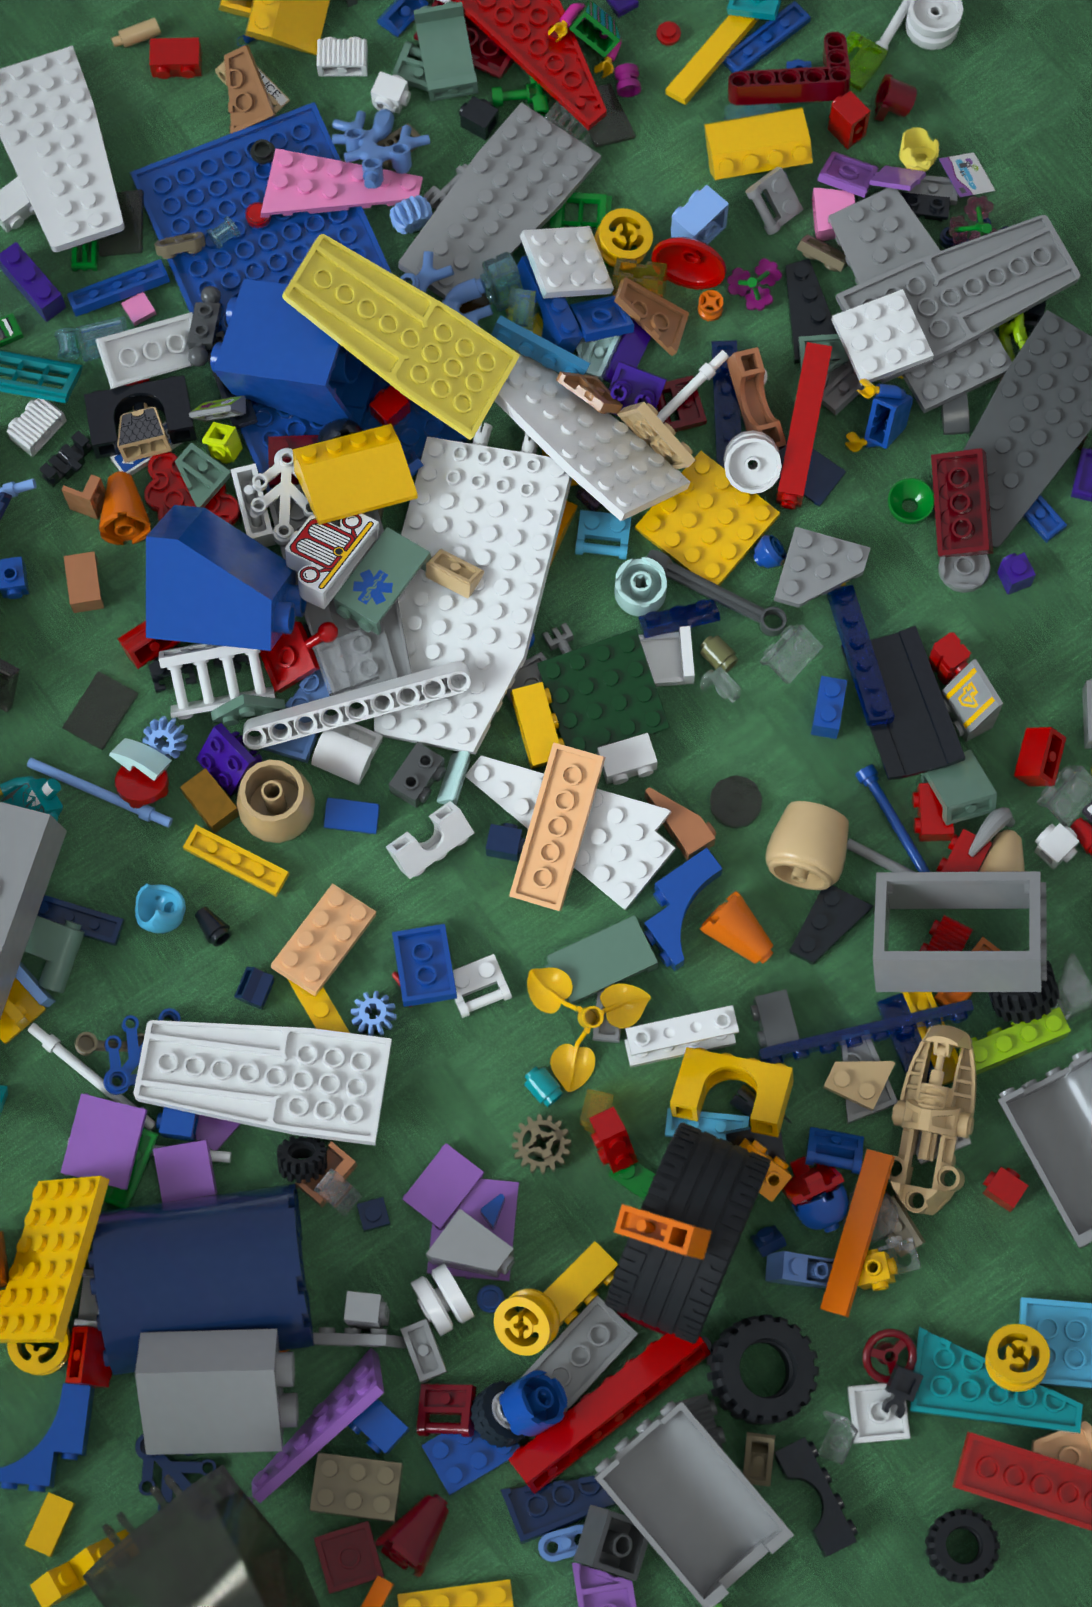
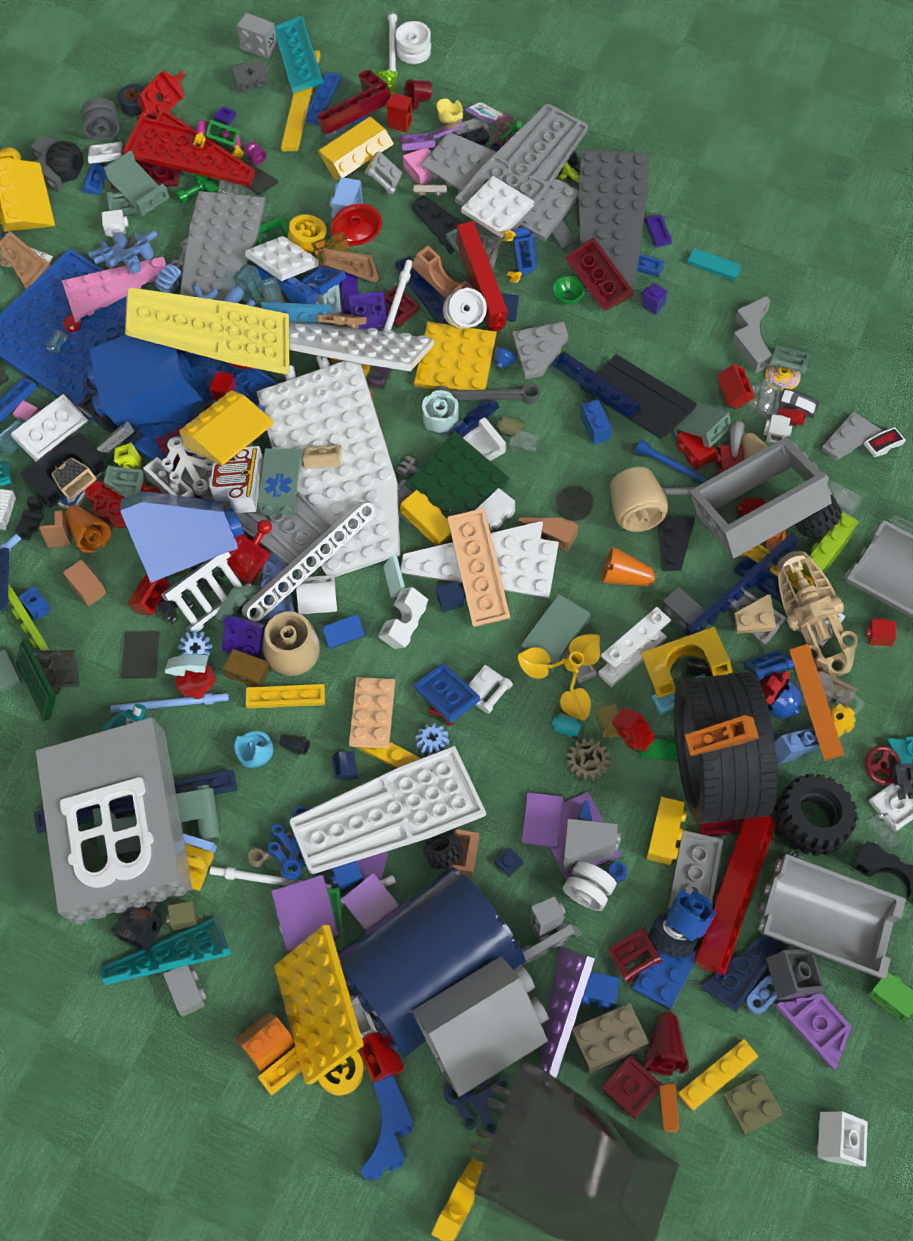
camera: 30 degrees left, 10 degrees down
(49, 1524) = (418, 1186): yellow tile -> none
(188, 243) = (28, 363): dark tan plate -> none
(204, 326) = (76, 396): dark grey plate -> none
(262, 151) = (54, 287): pearl dark grey plate -> none
(338, 1192) = (480, 858): clear slope -> none
(342, 57) = (72, 217): white brick -> none
(346, 662) = (286, 540): clear tile -> none
(417, 775) = (370, 586): dark grey brick -> none
(424, 1350) = (597, 925): light grey panel -> none
(479, 117) = (177, 211): black brick -> none
(515, 1327) = (643, 878): yellow wheel -> none
(602, 527) = (397, 392): medium azure plate -> none
(645, 424) = (398, 318): tan plate -> none
(668, 33) = (263, 120): red plate -> none
(677, 893) = (575, 572): blue arch -> none
(710, 299) = (378, 243): orange wheel -> none
(741, 282) = (403, 213): magenta plant -> none
(759, 1458) = (846, 865): dark tan slope -> none
(791, 652) = (553, 404): clear bracket -> none
(948, 657) = (650, 357): red brick -> none
(964, 572) = (622, 314): light grey tile -> none
(972, 702) = (680, 369): light grey slope -> none

